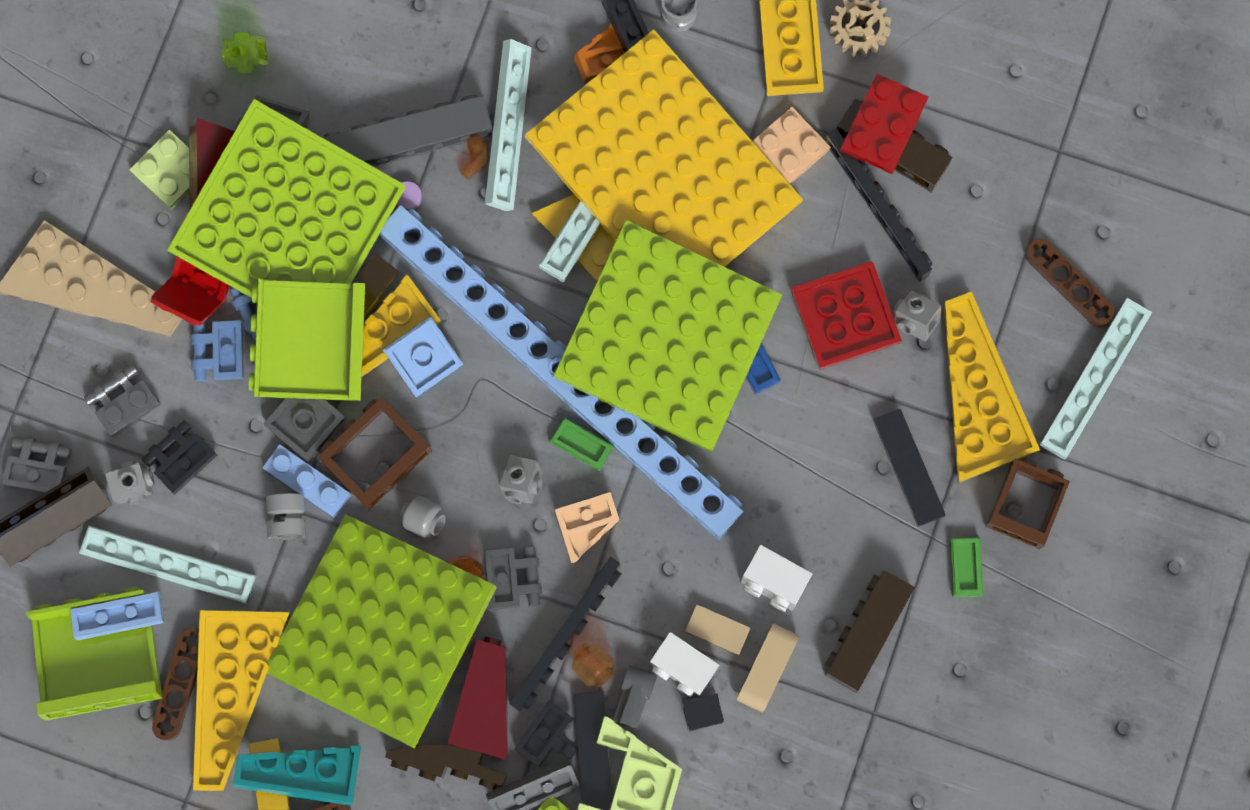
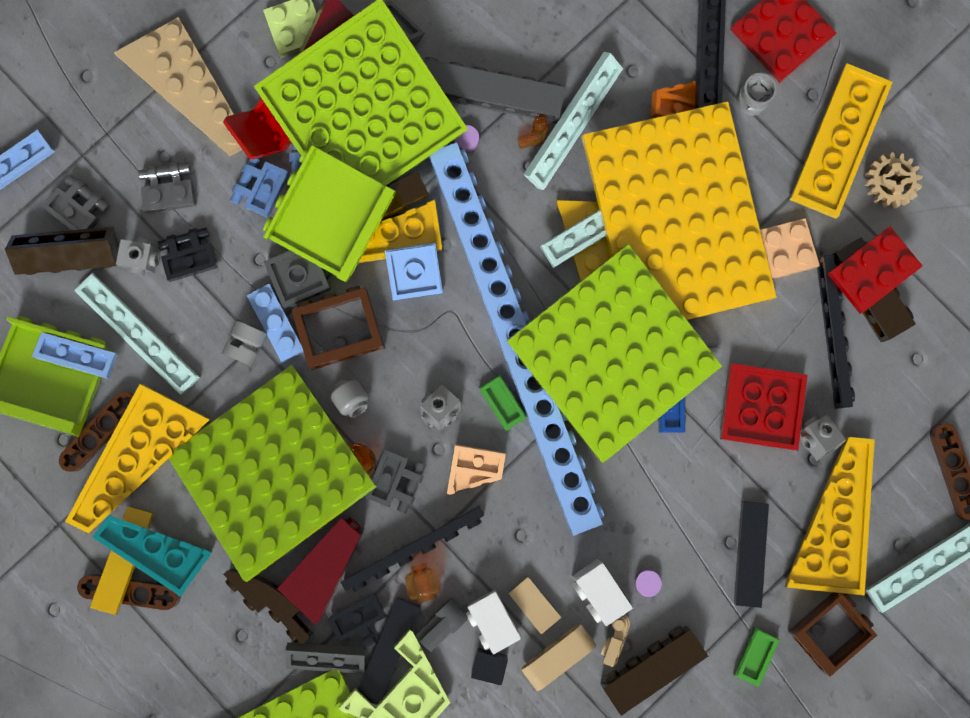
camera: 25 degrees right, 5 degrees up
(817, 624) = (613, 646): none -> tan plate
(820, 549) = (648, 583): none -> lavender tile

